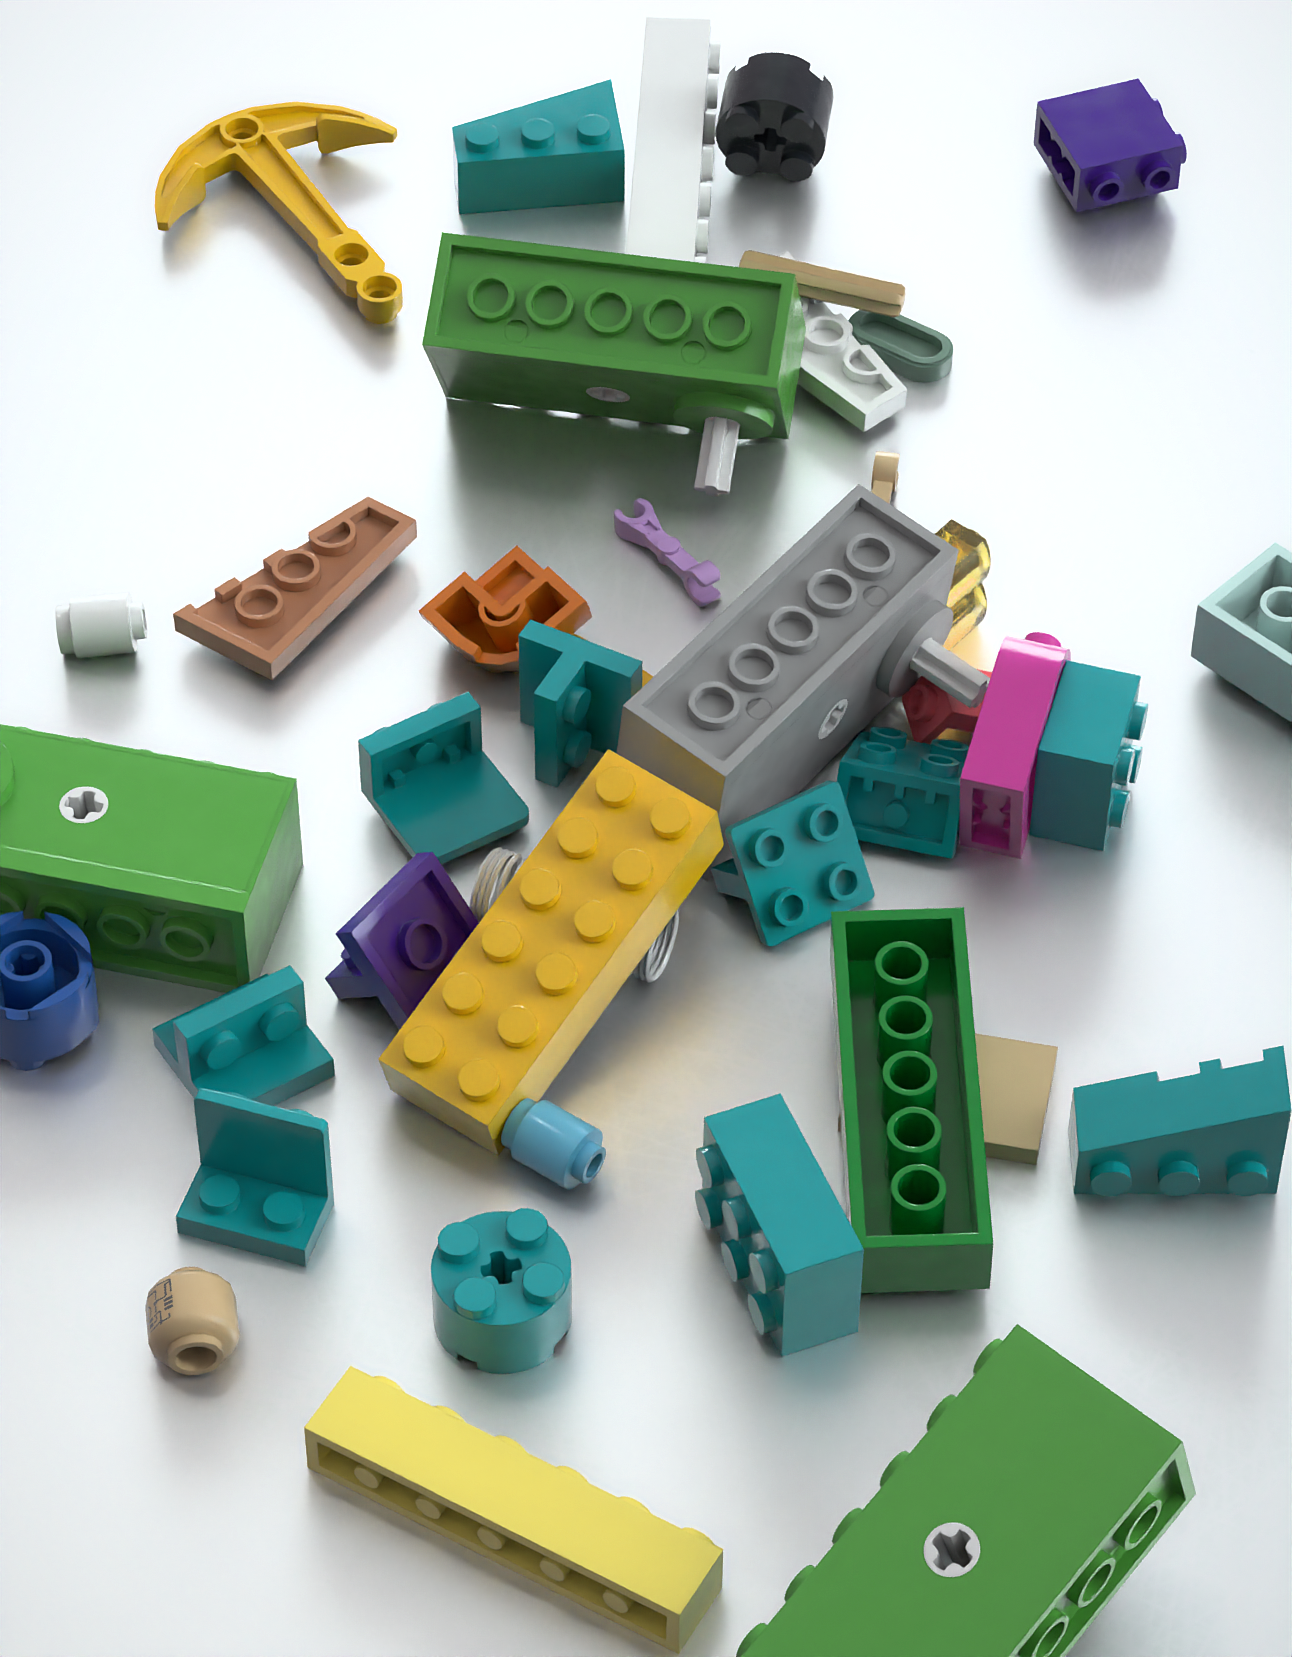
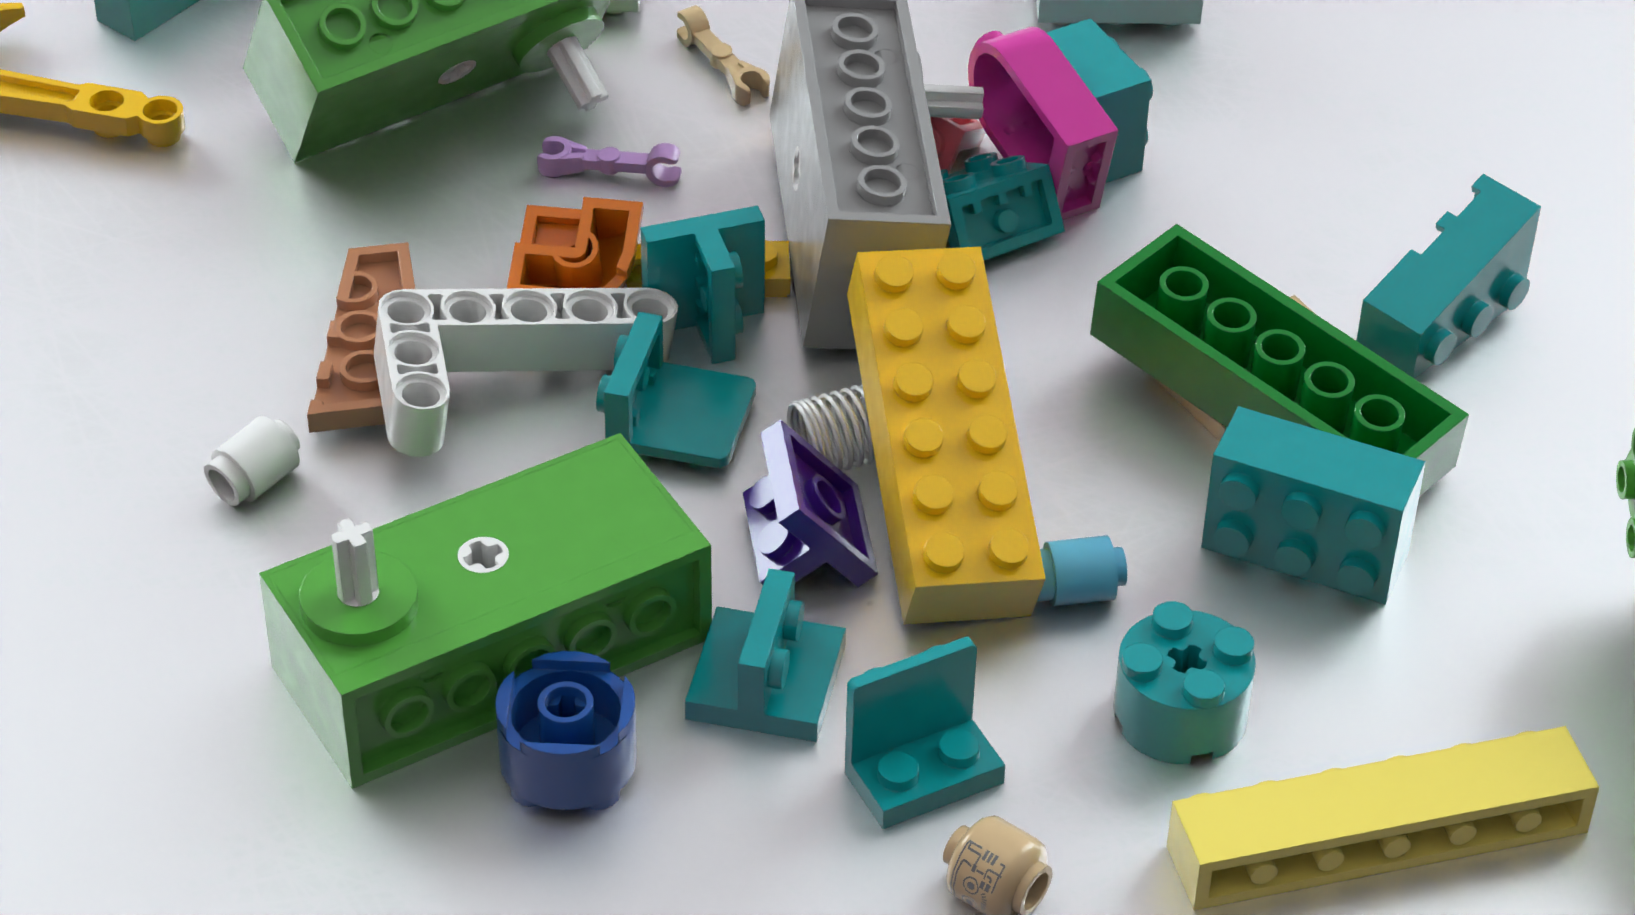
camera: 45 degrees left, 5 degrees down
(360, 630) = (493, 330): none -> white beam
(796, 863) = (1013, 282): teal bracket -> none

